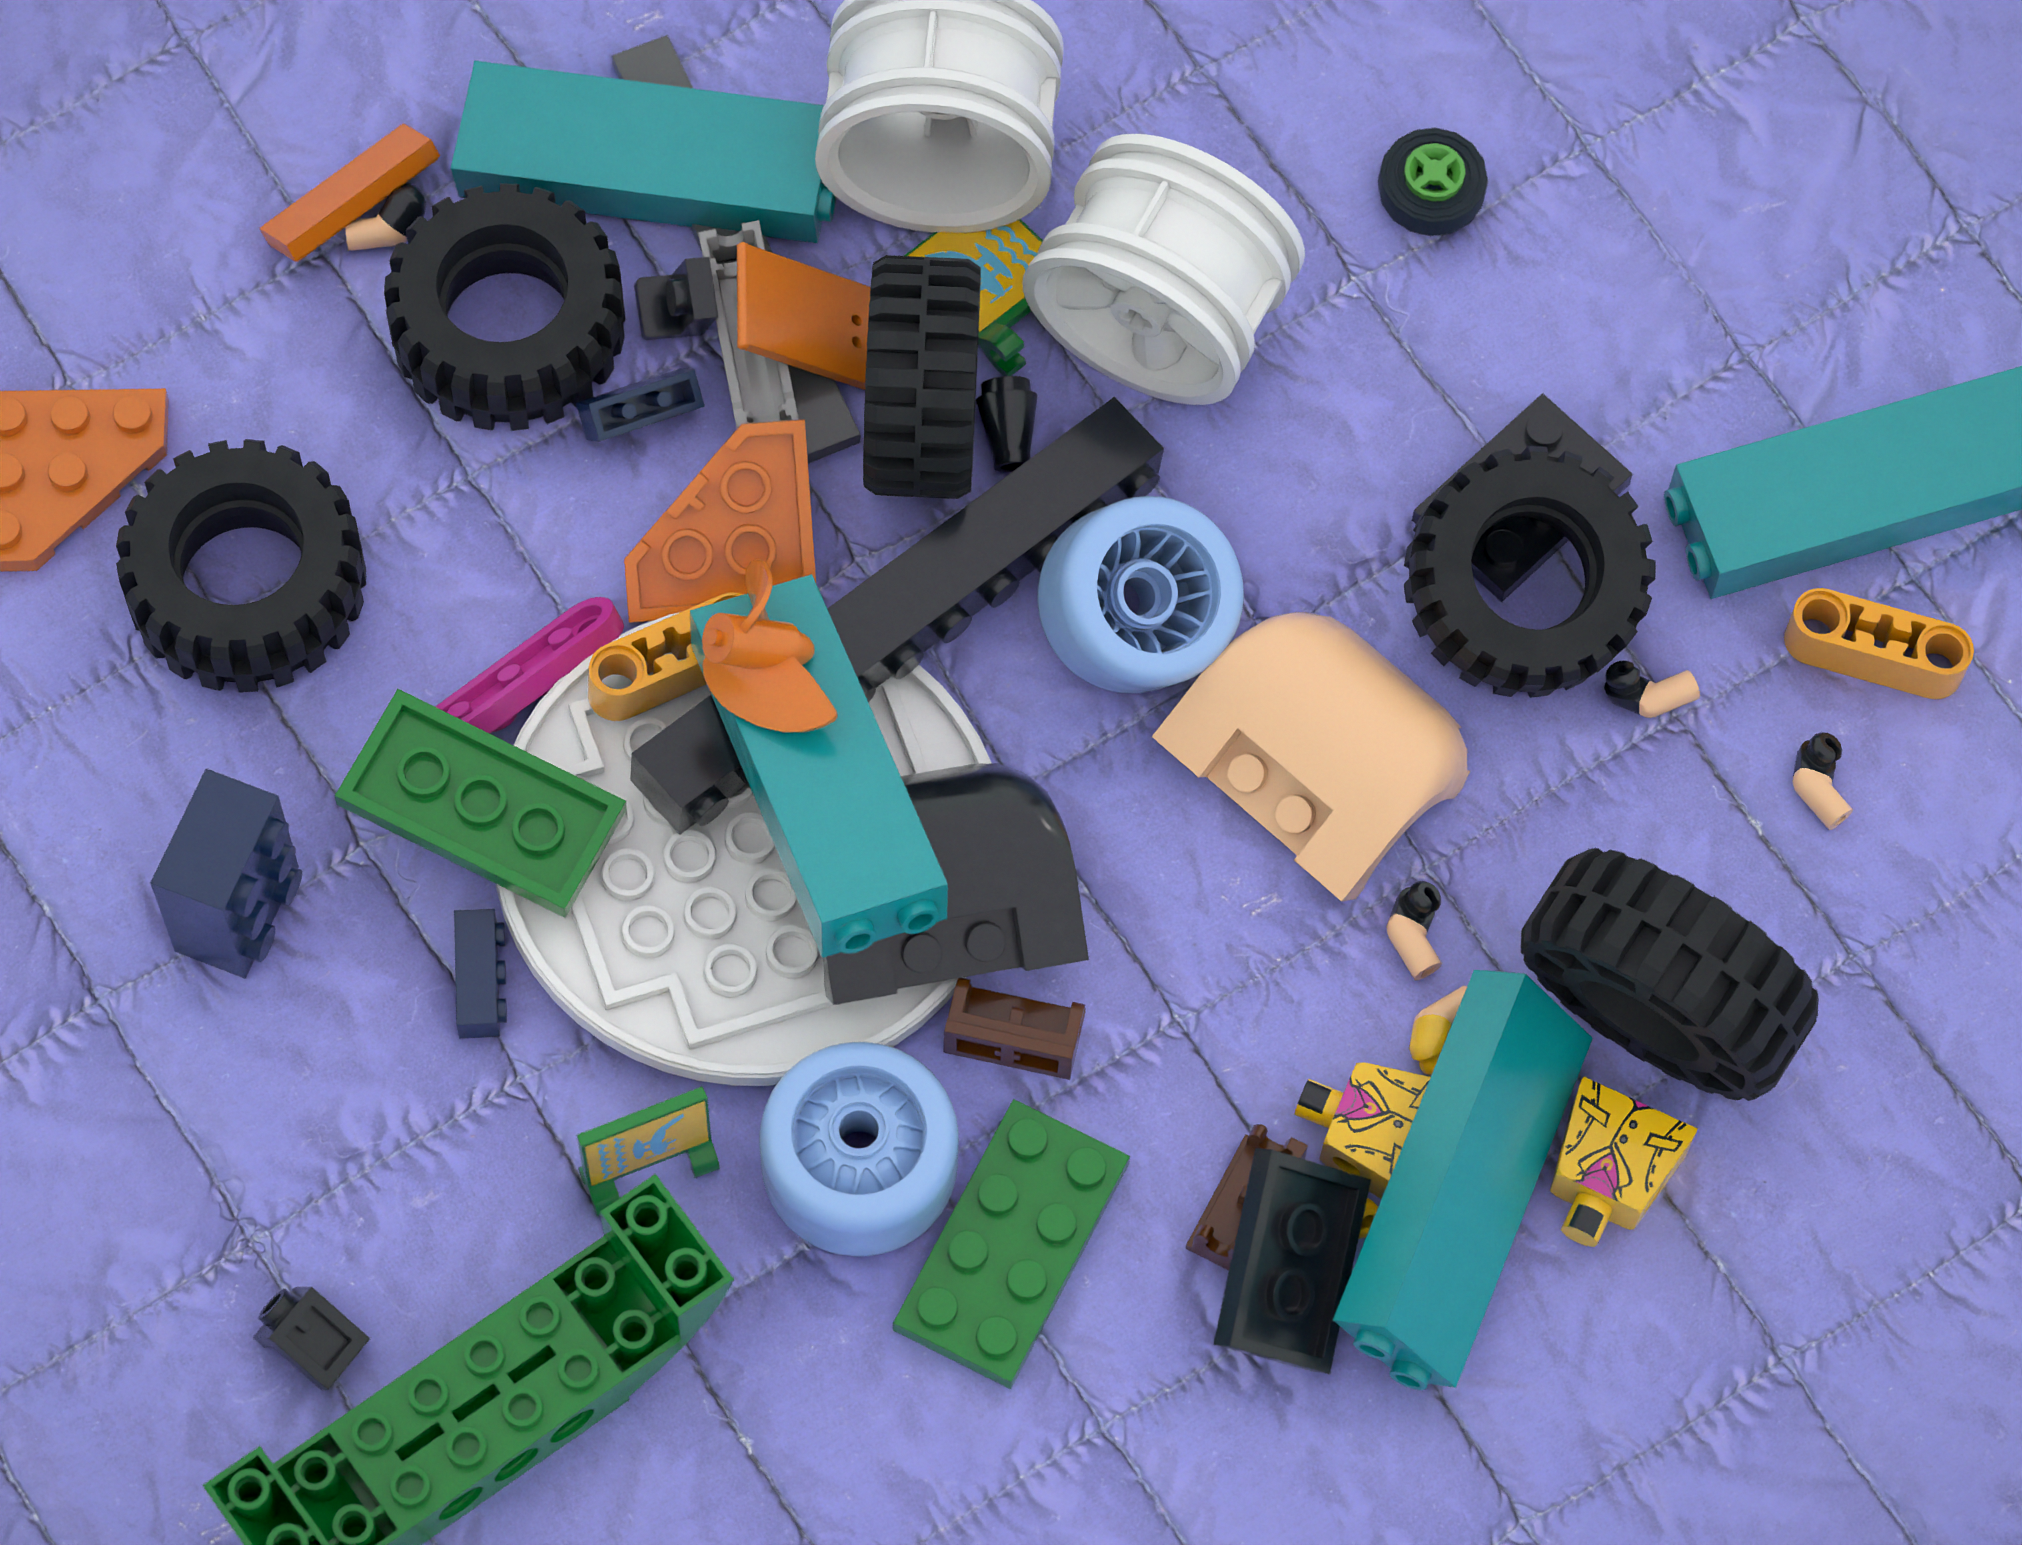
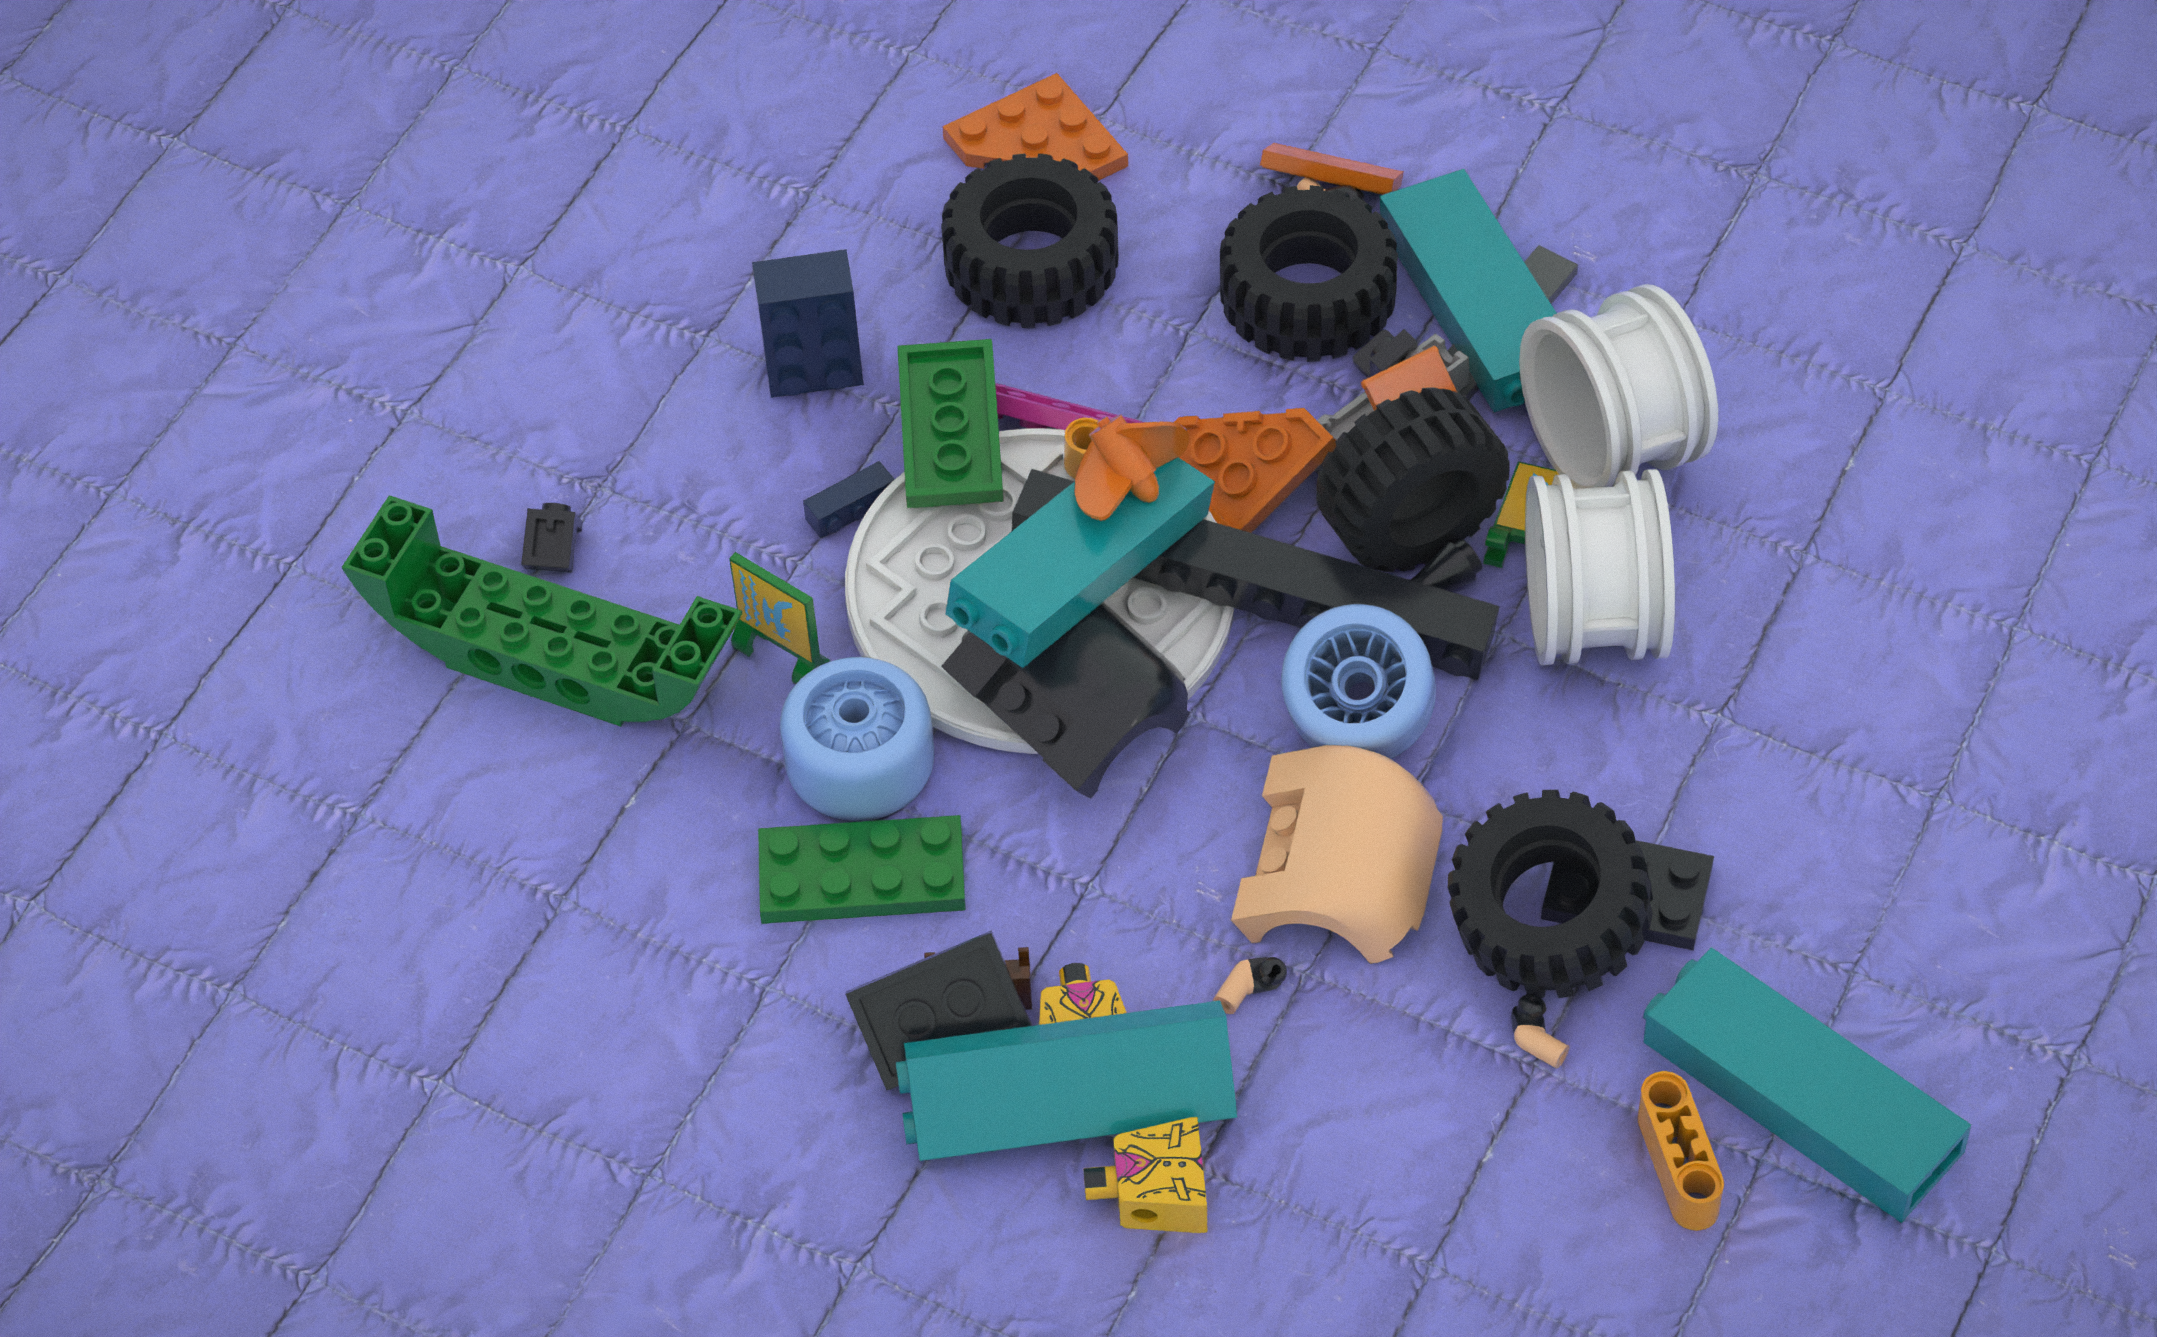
camera: 65 degrees right, 15 degrees down
(640, 404) = (1300, 377): dark blue piece -> none
(1013, 1030) = (1011, 790): reddish brown hinge -> none
(1439, 159) = (1808, 704): black wheel -> none
(1670, 973) = (1285, 1101): black tyre -> none
(1814, 779) = (1547, 1167): arm -> none

